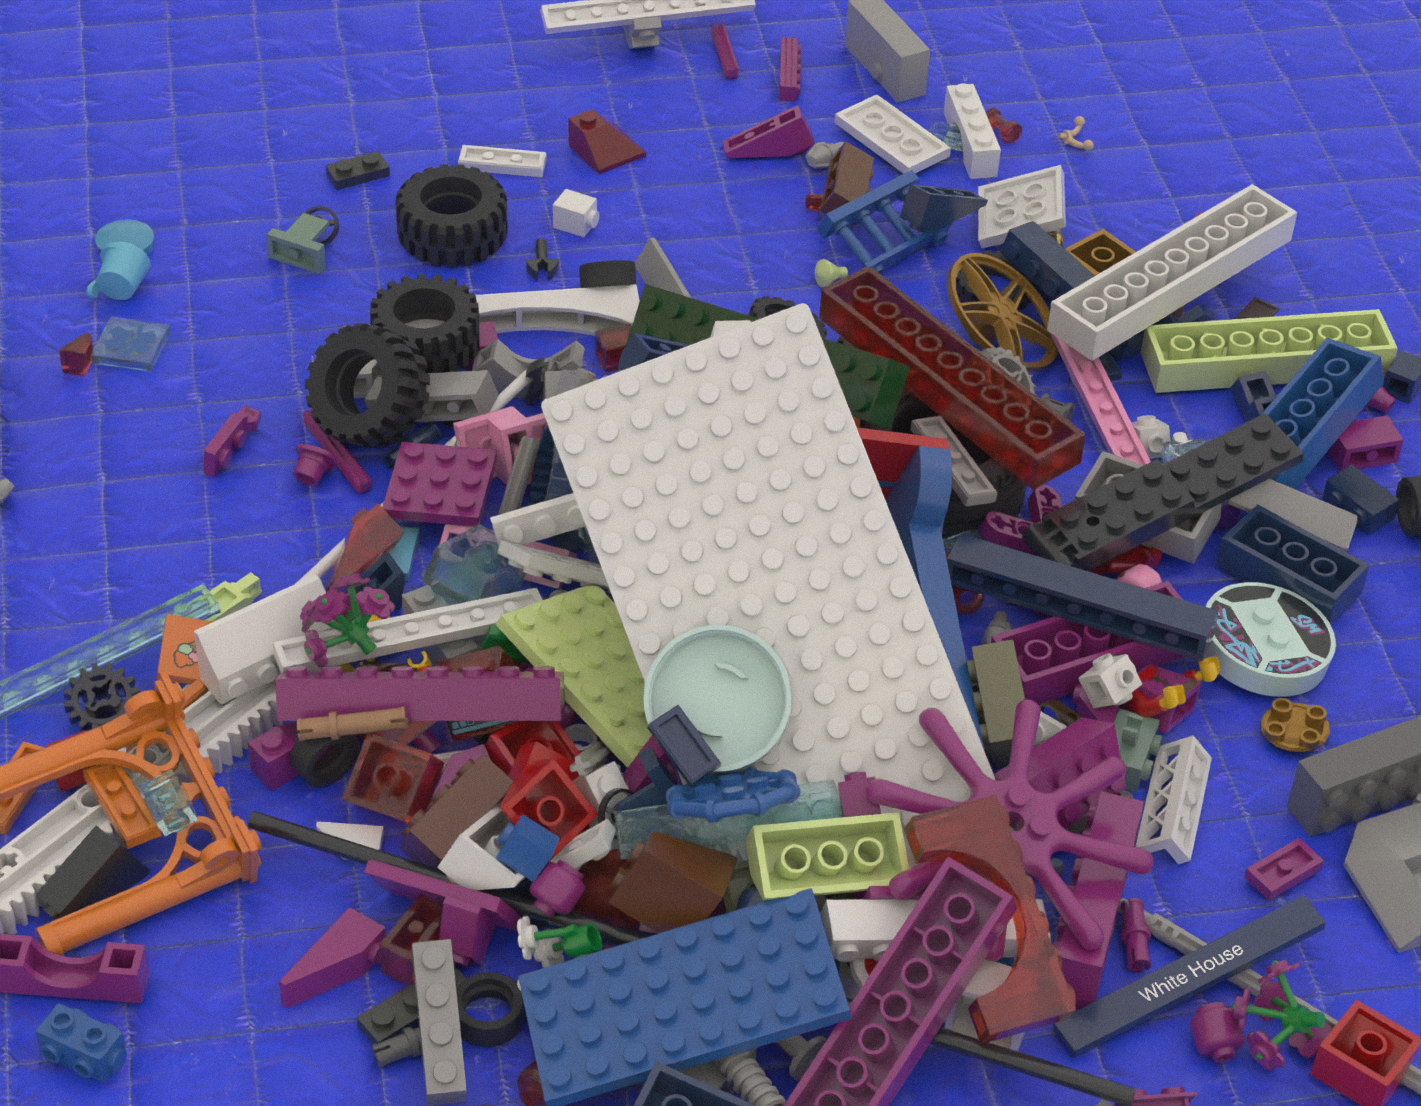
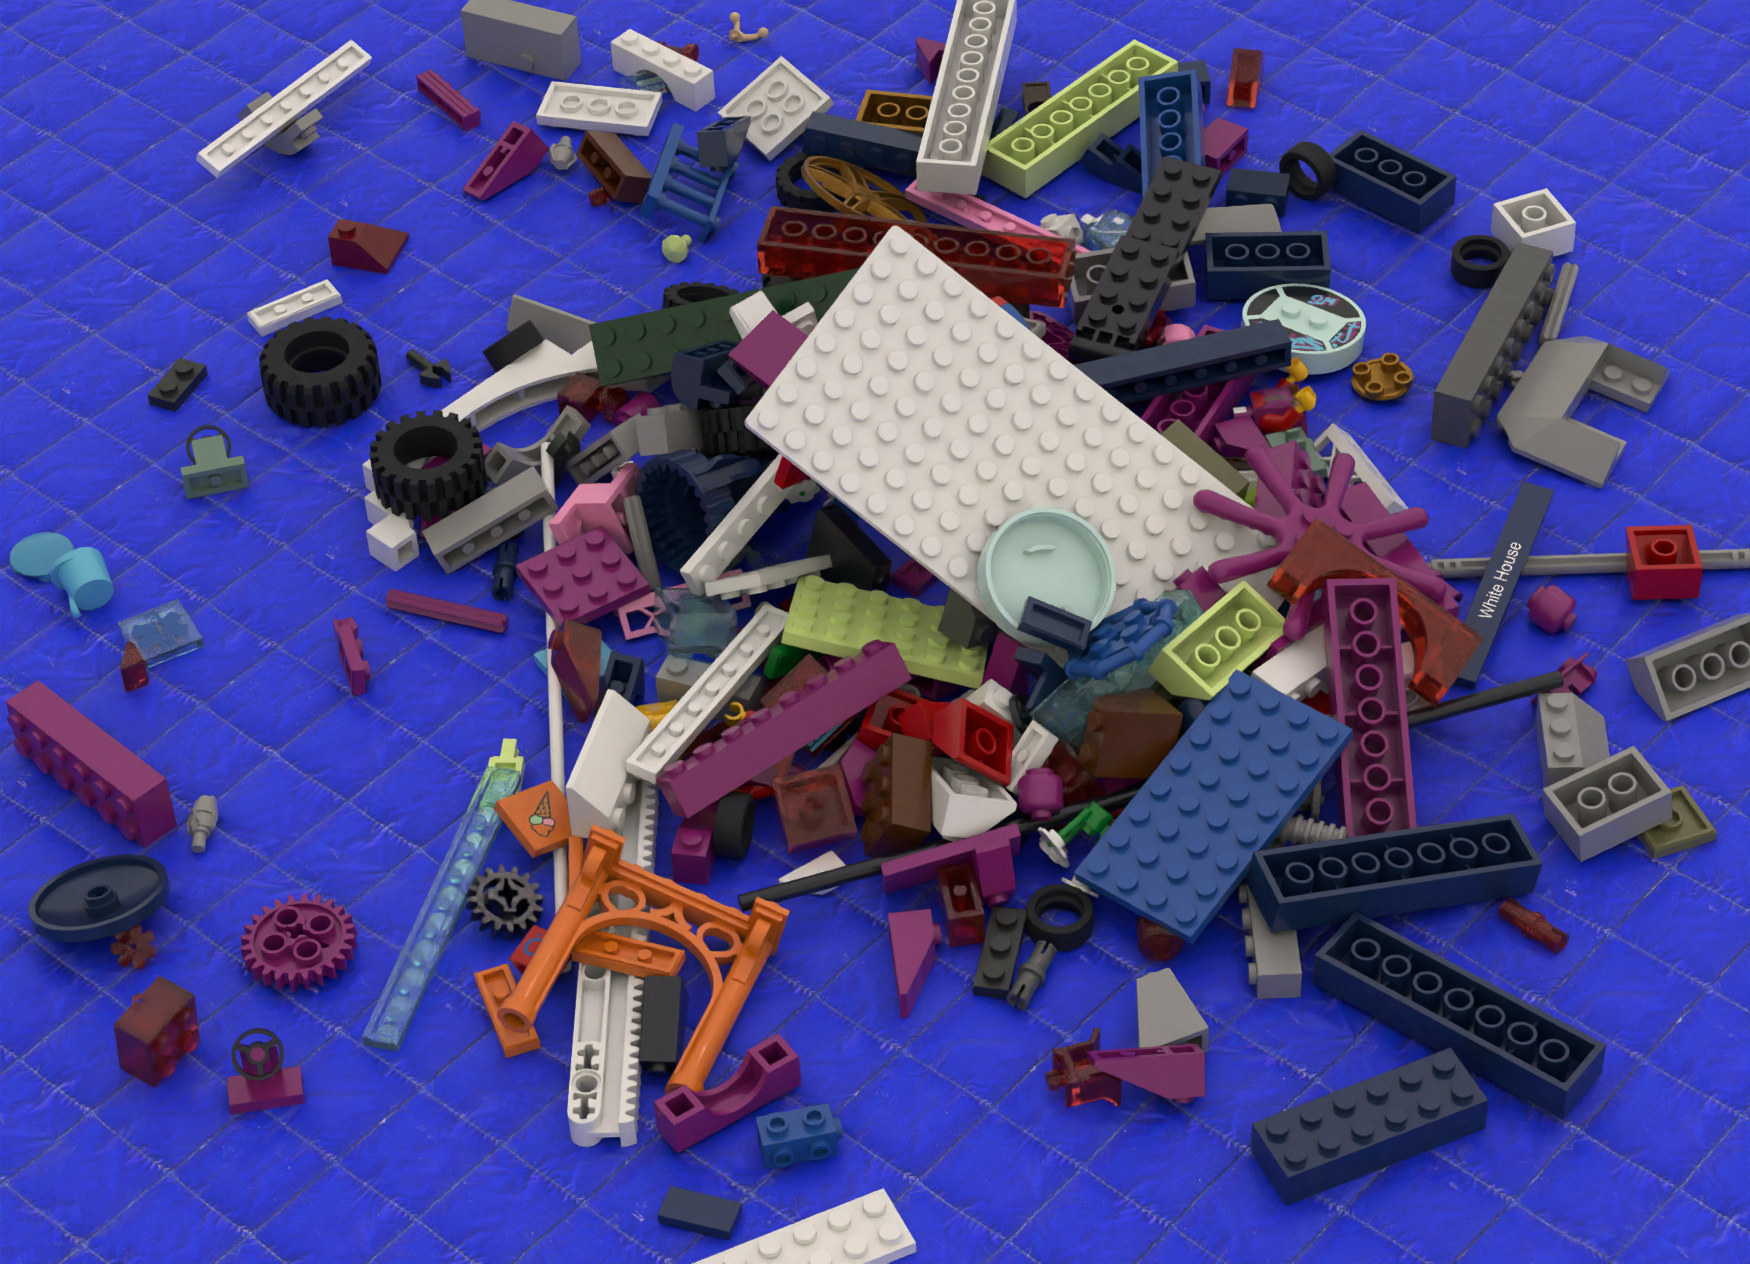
camera: 35 degrees left, 0 degrees up
(168, 802) = (684, 937): clear light blue brick -> none
(313, 464) = (446, 630): magenta piece -> none
(334, 378) = (398, 537): black tyre -> none
(344, 613) = (671, 702): magenta plant -> none
(351, 723) = (746, 788): medium nougat pin -> none
(439, 1022) = (1052, 940): light grey brick -> none
(526, 847) = (999, 775): blue brick -> none
(575, 213) = (417, 313): white brick -> none
(590, 759) = (952, 692): light grey axle -> none
(725, 51) = (375, 113): magenta axle -> none
(1110, 680) = (1248, 416): white brick -> none
(1276, 1000) = (1604, 569): magenta plant -> none
(1284, 869) = (1478, 478): magenta plate -> none

